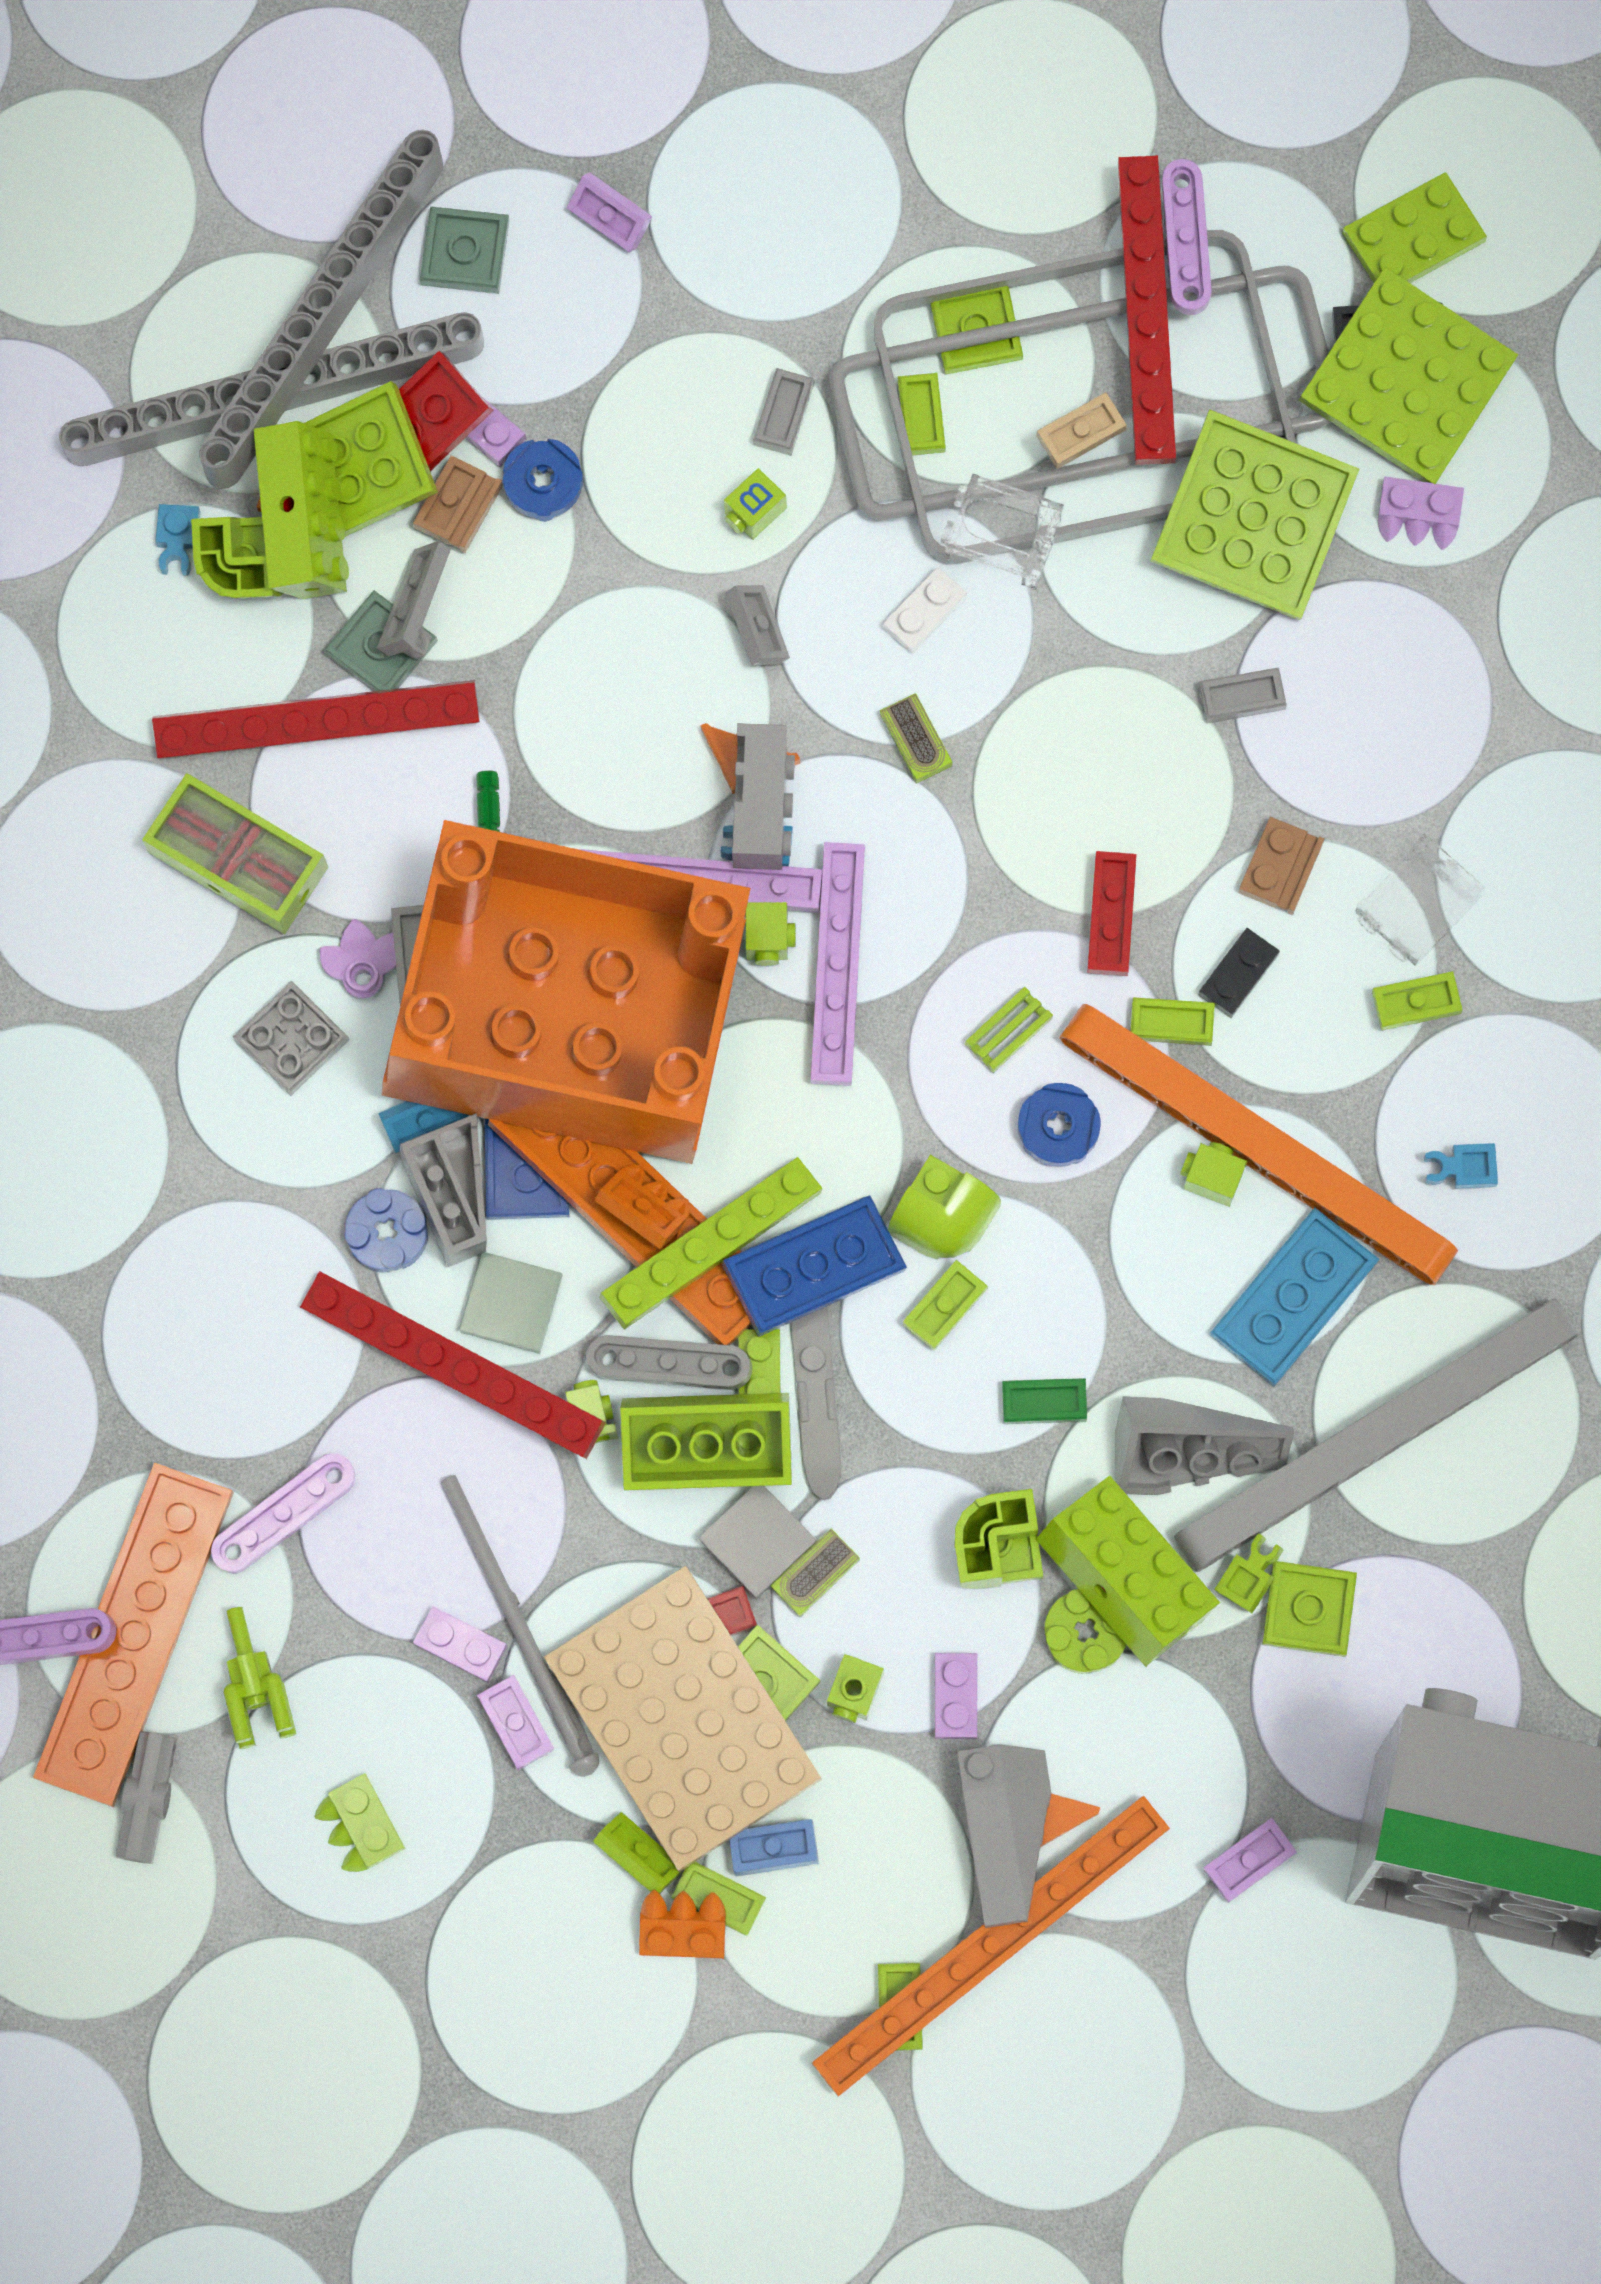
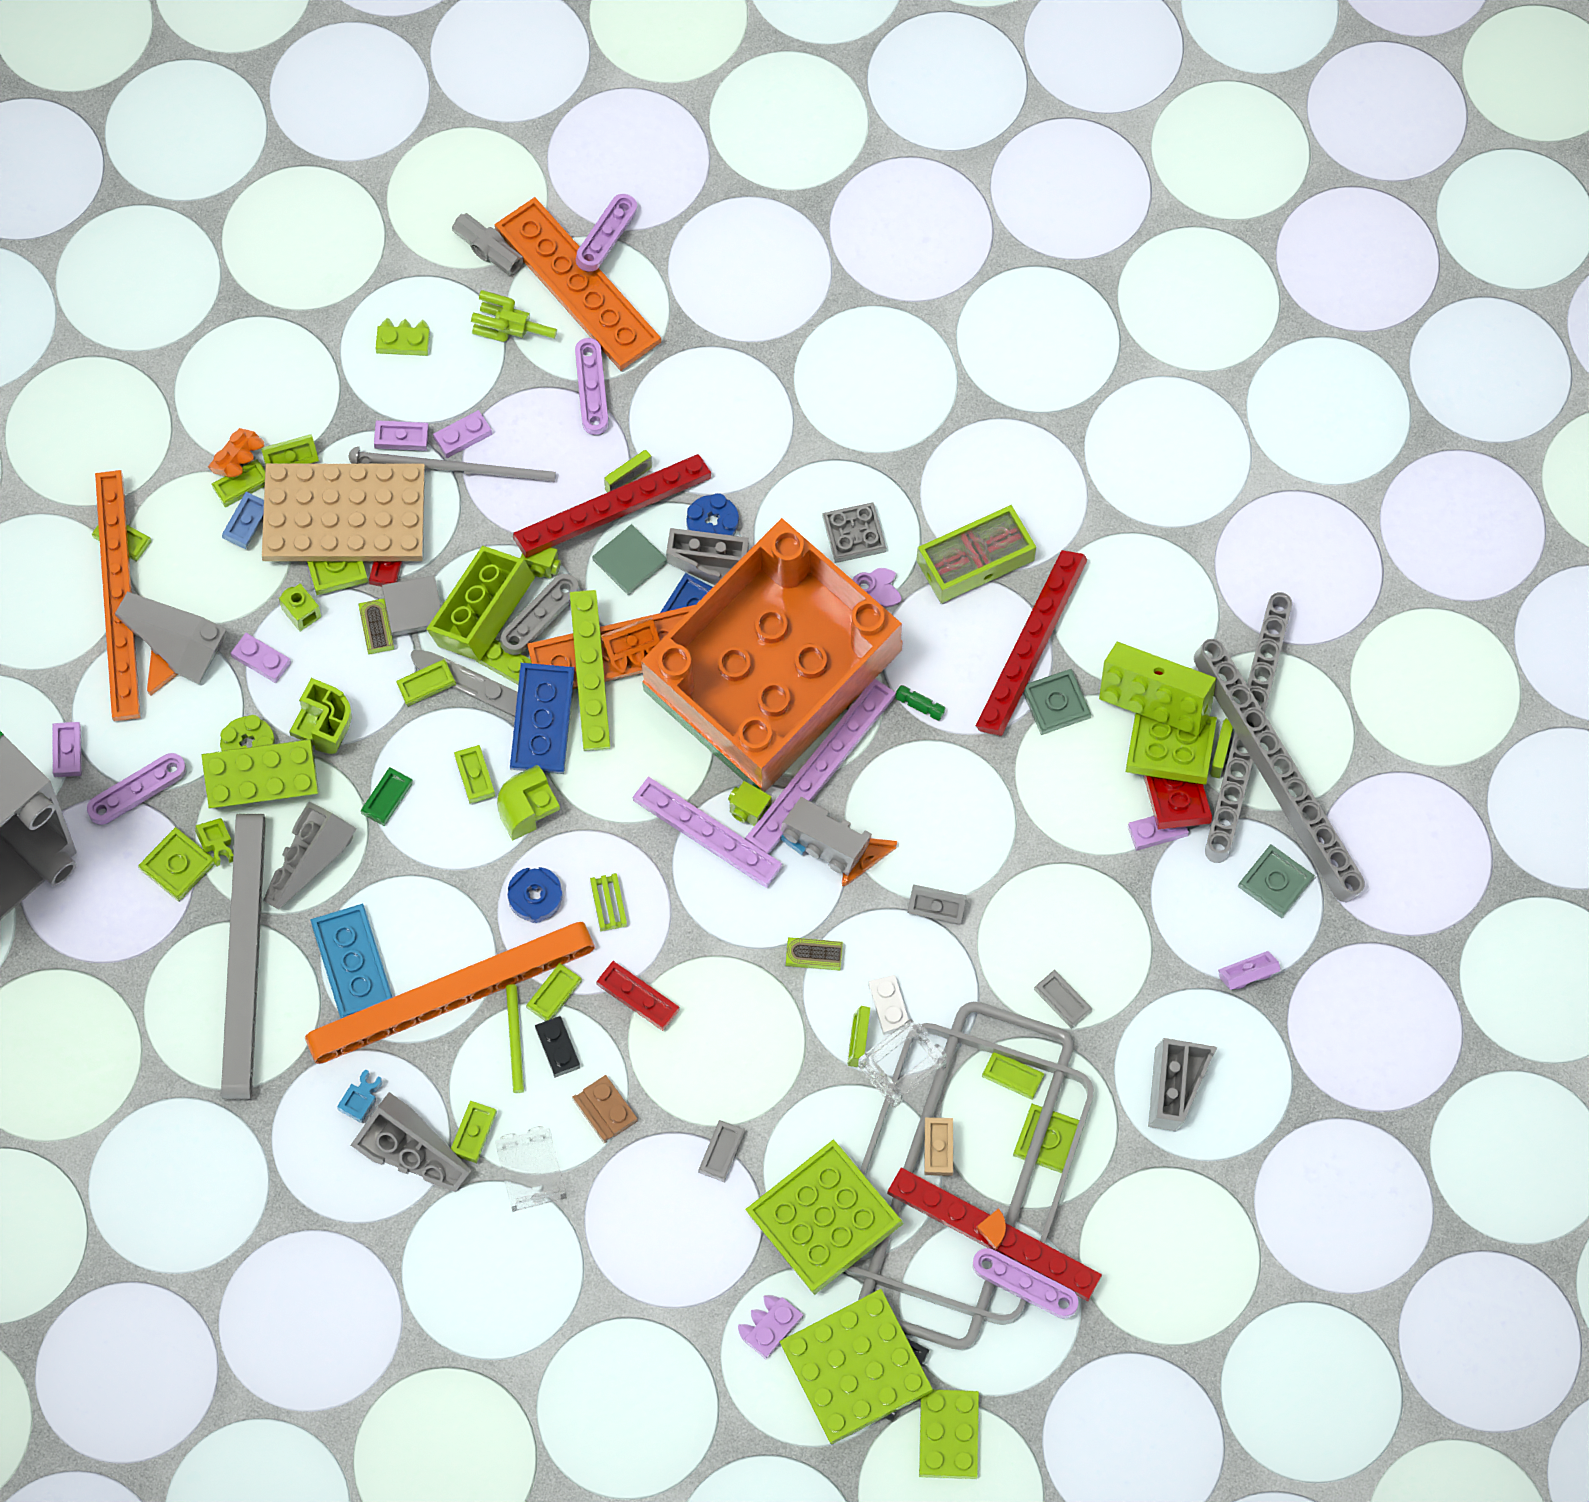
camera: 115 degrees right, 10 degrees down
(175, 534) = (1191, 633): dark azure plate -> none
(231, 556) = (1158, 638): lime brick -> none
(314, 404) = (1221, 749): none -> lime tile
(387, 1380) = (628, 471): none -> lime tile
(405, 622) = (1051, 708): light grey hinge -> none
(460, 504) = (1115, 787): medium nougat plate -> none
(542, 501) = (1099, 855): blue plate -> none
(754, 505) = (1012, 944): lime brick -> none
(815, 211) = (1175, 1081): none -> light grey wedge
(856, 1452) = (425, 682): none -> lime tile
(993, 615) = (858, 1035): none -> lime tile
(1147, 301) = (993, 1228): none -> orange tile
(1213, 1172) = (449, 956): lime brick -> none
(1244, 1729) = (136, 788): none -> lavender plate
(1264, 1029) = (514, 1038): none -> lime bar
(1481, 1076) = (404, 1140): none -> light grey wedge

